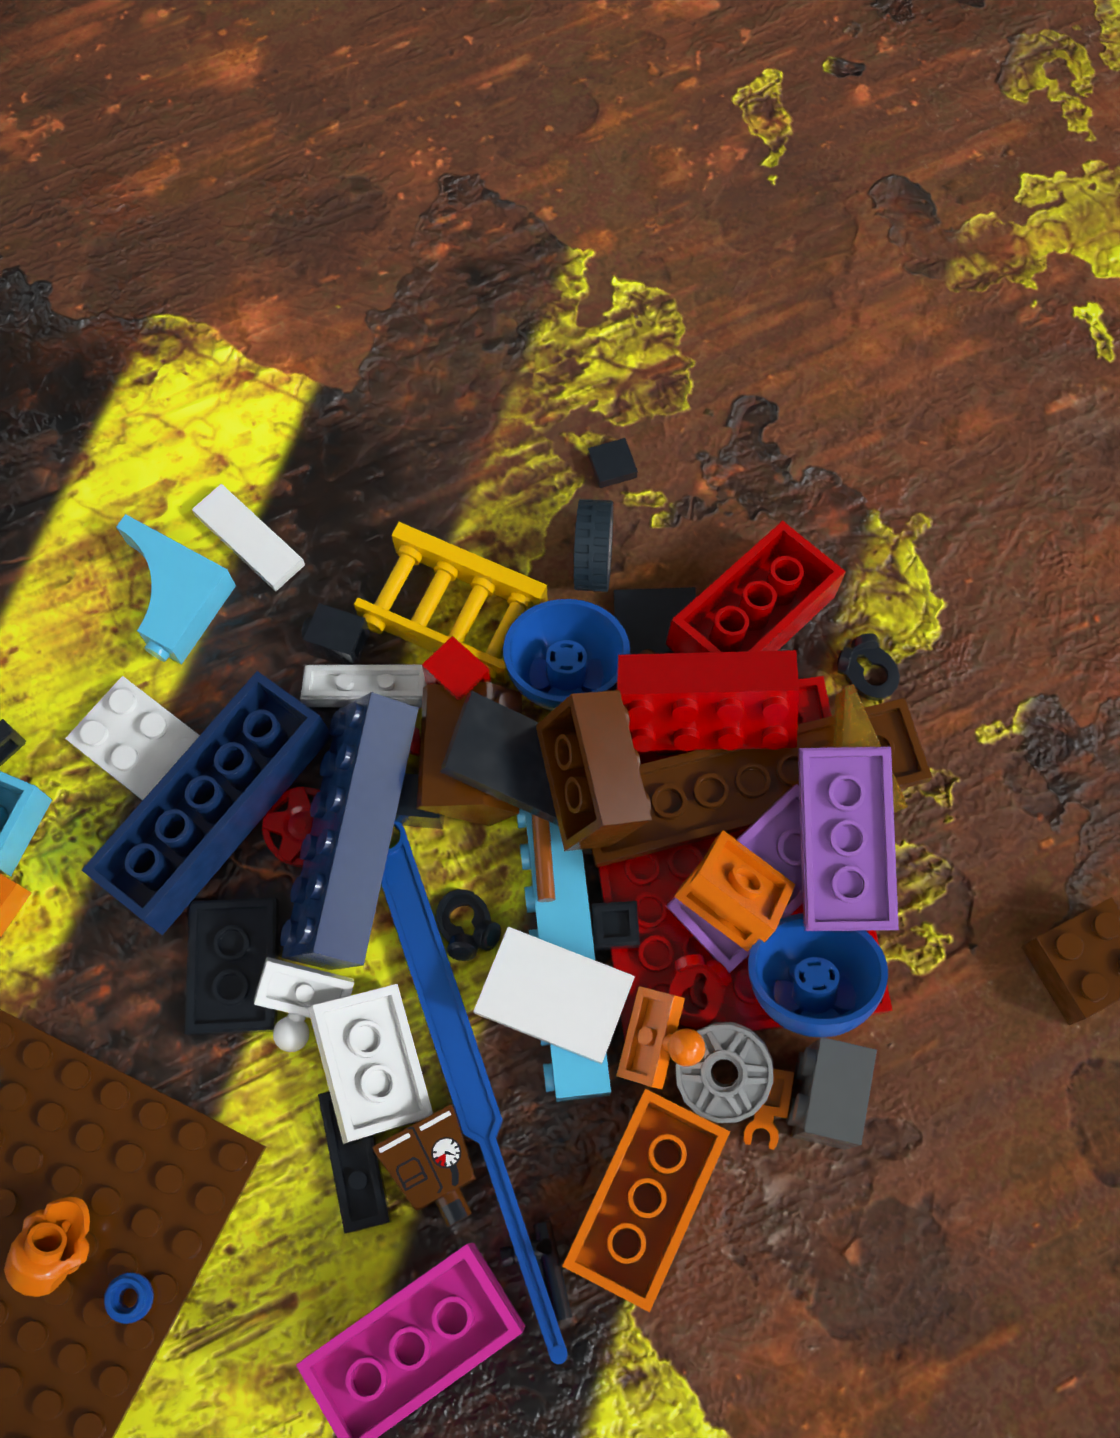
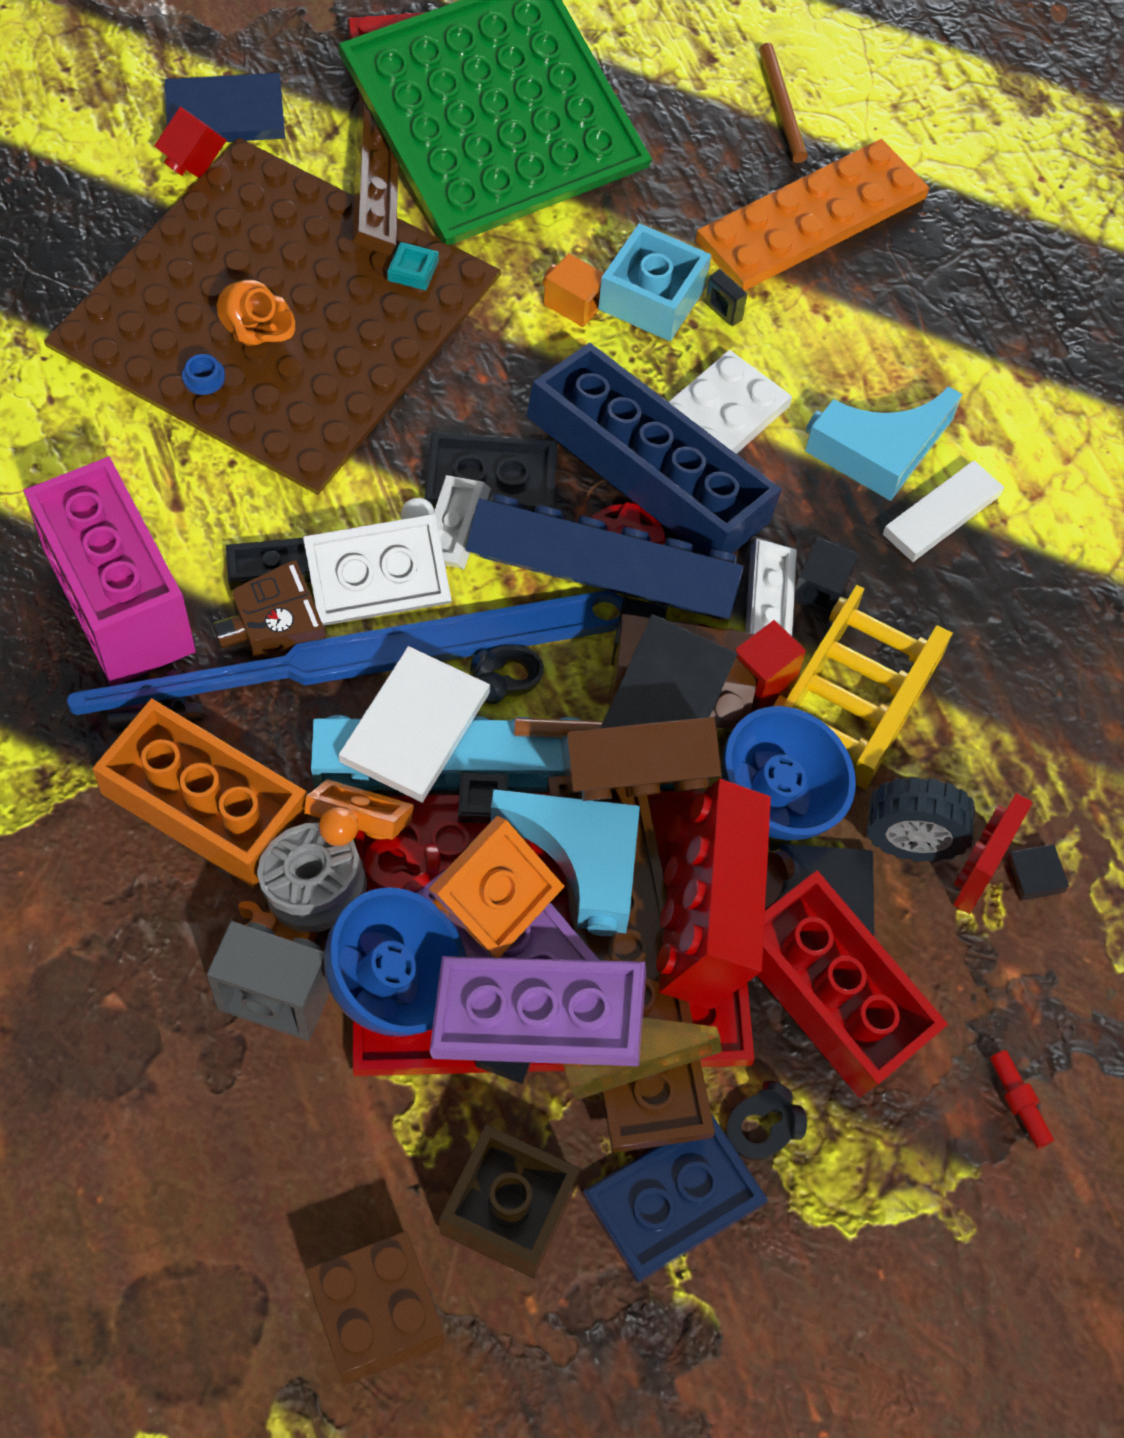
camera: 90 degrees right, 10 degrees down
(631, 491) = (989, 851): none -> red plate
(681, 809) = (589, 843): none -> medium azure arch
(814, 476) = (1021, 1099): none -> red bar
(953, 735) = (673, 1201): none -> dark blue tile
(986, 860) = (509, 1201): none -> dark brown brick

